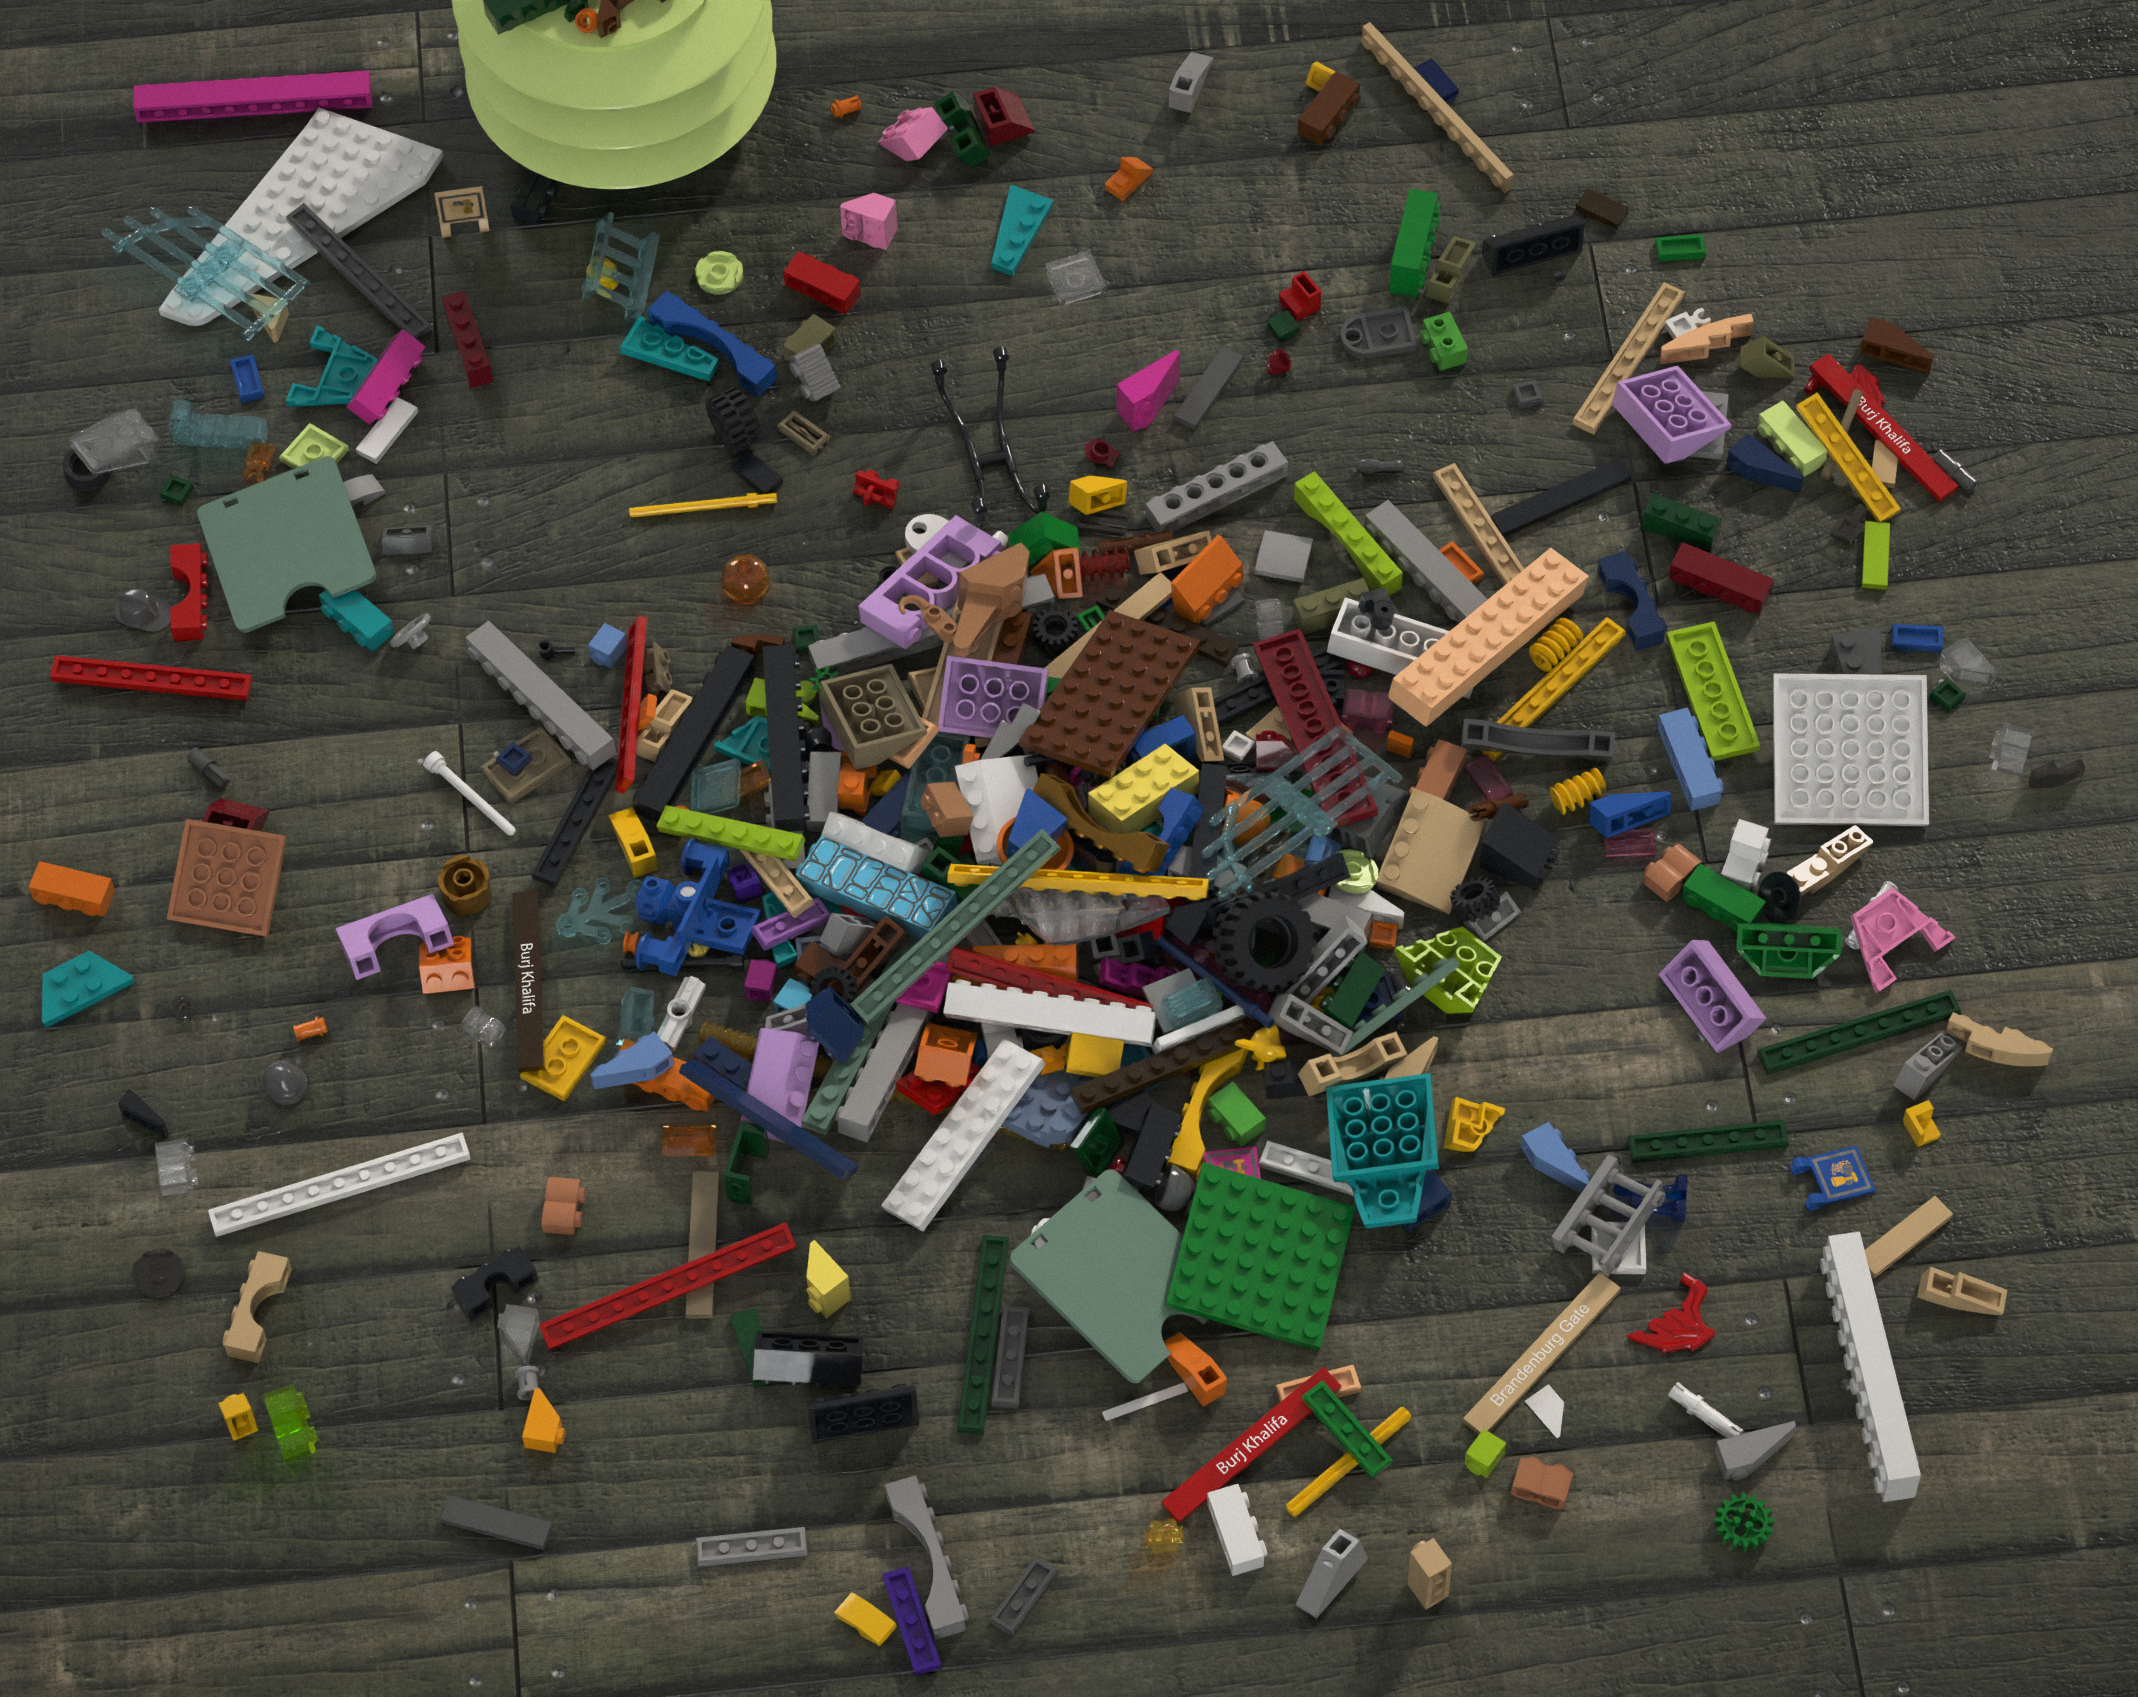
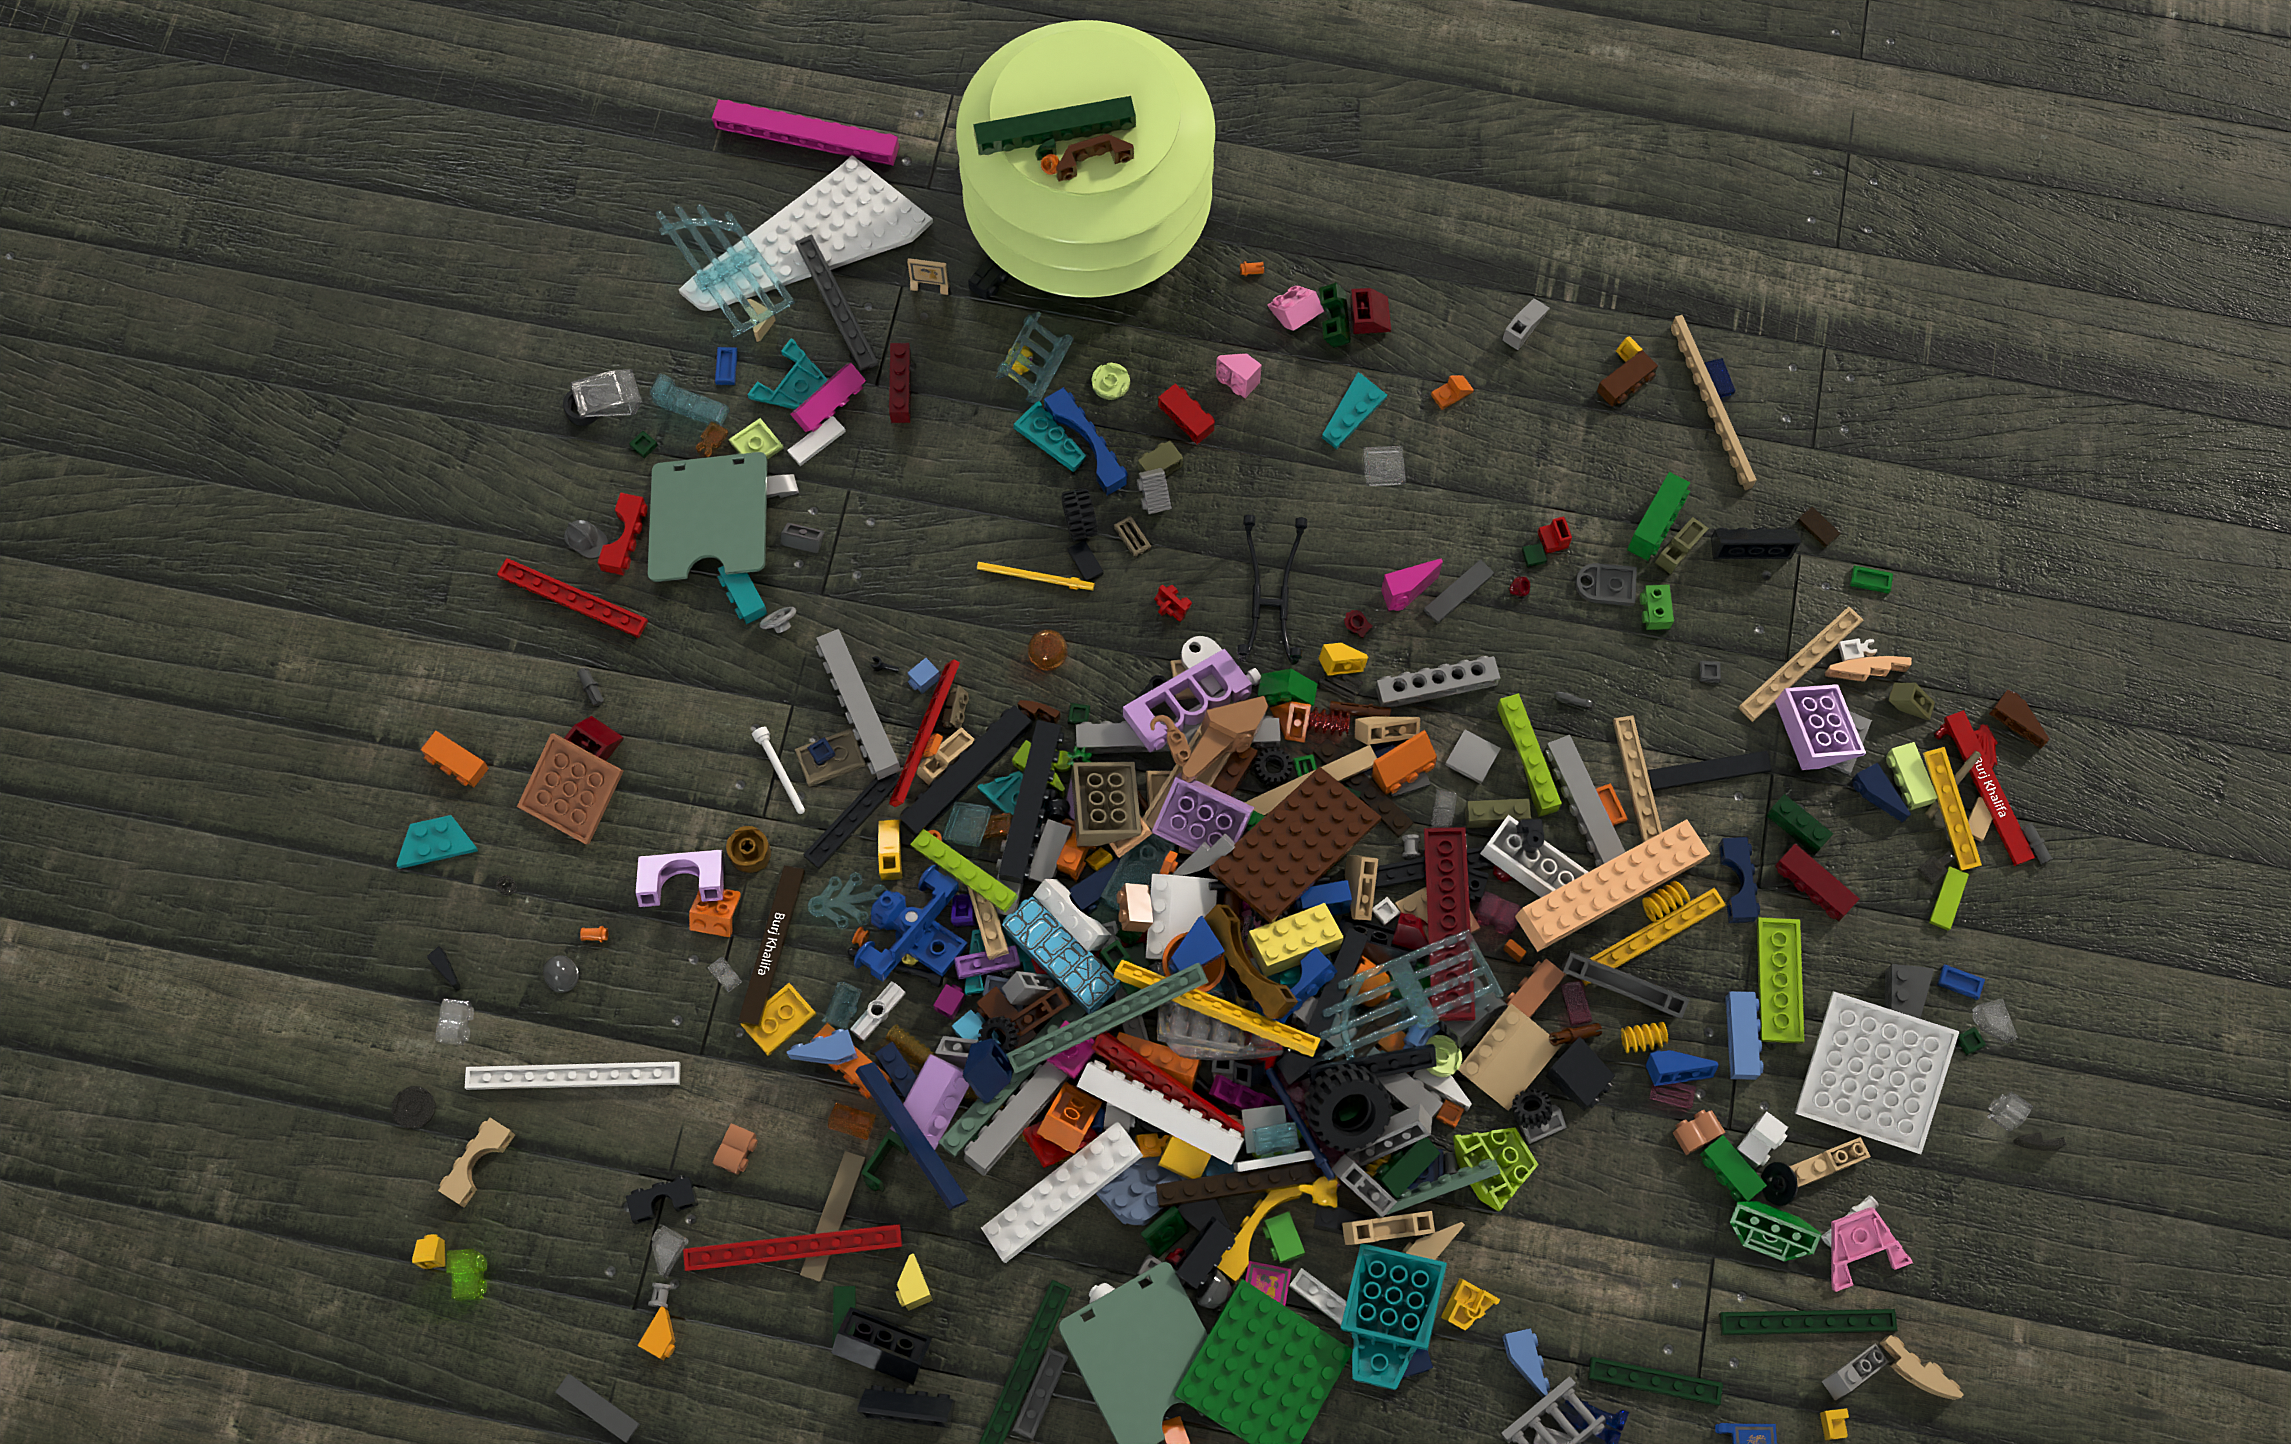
camera: 15 degrees right, 10 degrees up
(1712, 995) = (1698, 1253): lavender slope -> none

